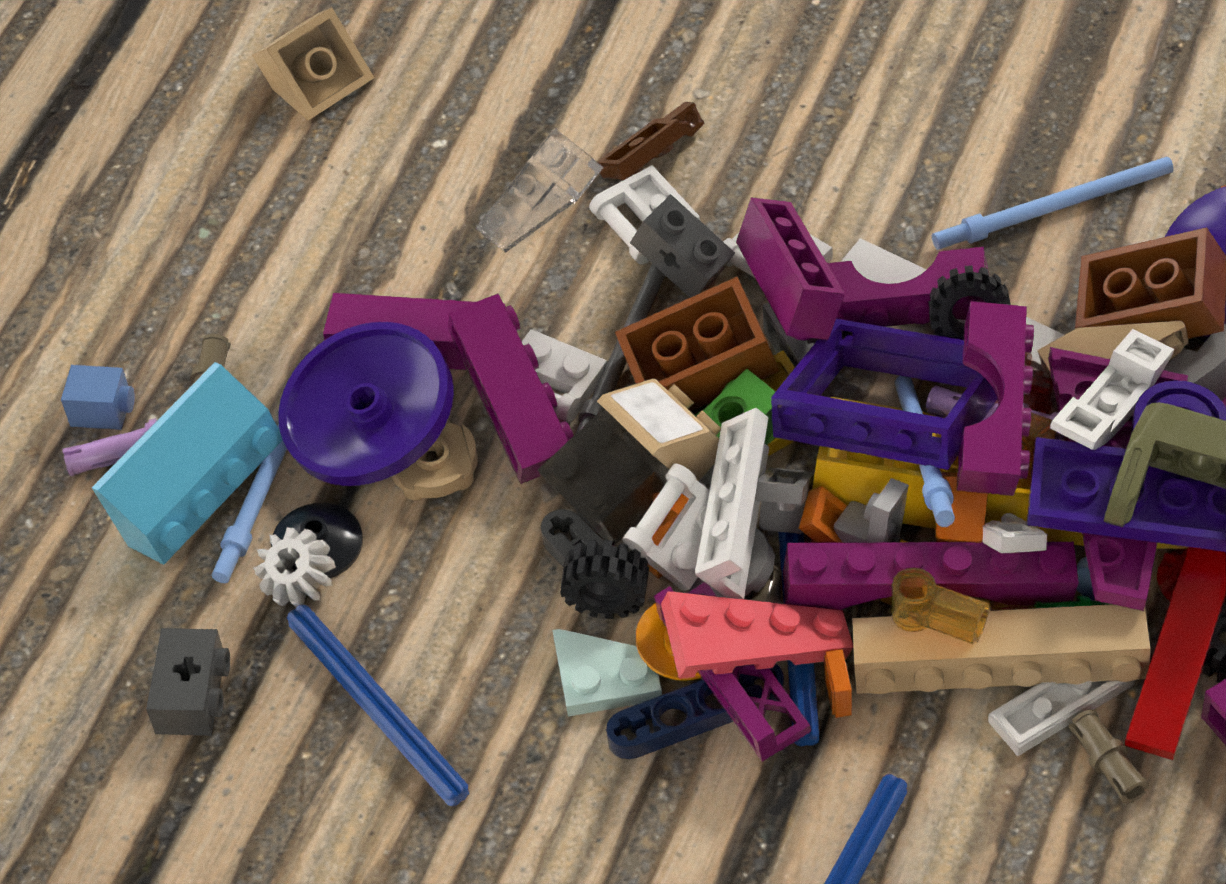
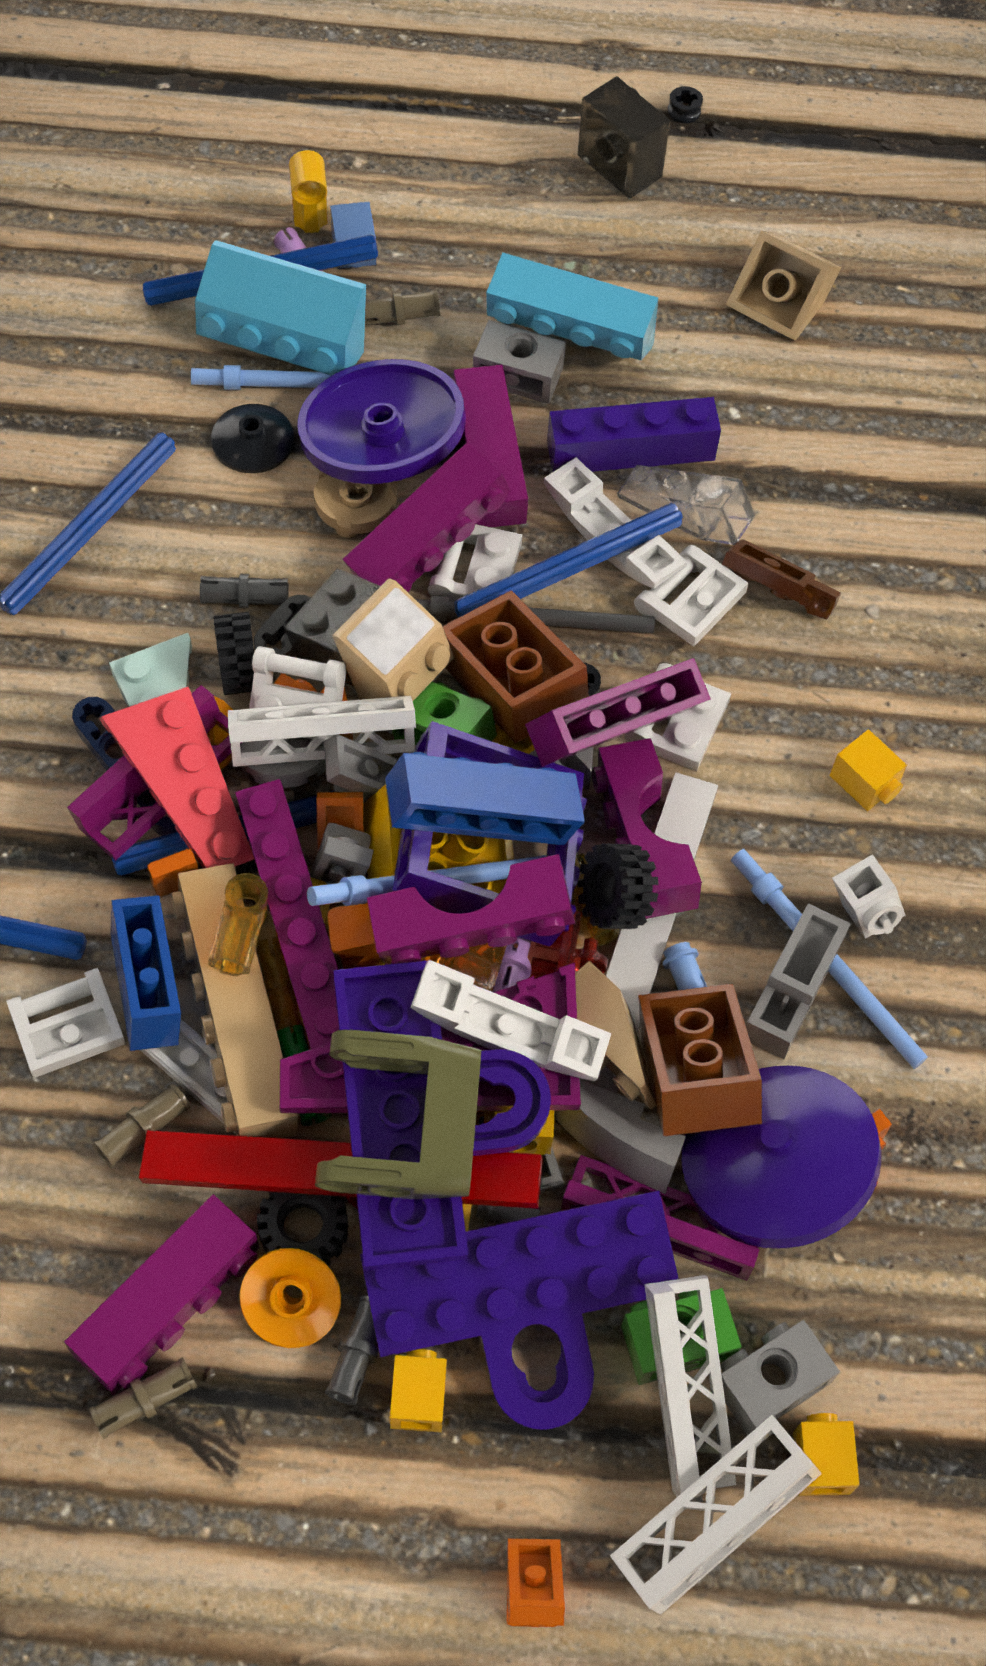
camera: 65 degrees right, 10 degrees up
(34, 413) = (308, 190): none -> yellow piece
(47, 103) = (682, 113): none -> black bush
(84, 138) = (623, 137): none -> clear smoke brick
(102, 530) = (315, 257): none -> blue axle
(187, 682) = (75, 379): dark grey brick -> none
(277, 570) = (203, 421): white gear -> none
(291, 219) = (572, 307): none -> medium azure slope
(306, 293) = (529, 359): none -> light grey brick
(450, 216) = (635, 434): none -> dark purple brick
(515, 574) = (243, 590): none -> dark grey pin
(555, 259) = (592, 513): none -> white slope
(585, 293) = (576, 558): none -> blue axle
(682, 247) = (640, 625): dark grey brick -> none
(875, 366) = (483, 799): none -> brick
(878, 126) = (869, 771): none -> yellow brick
(955, 712) = (145, 973): none -> blue brick
(996, 804) = (70, 1034): none -> white plate
(1013, 149) = (869, 897): none -> white brick
(1013, 535) = (320, 969): white tile -> none
(1048, 302) = (684, 966): none -> light blue pin
(1070, 215) = (796, 980): none -> light grey slope

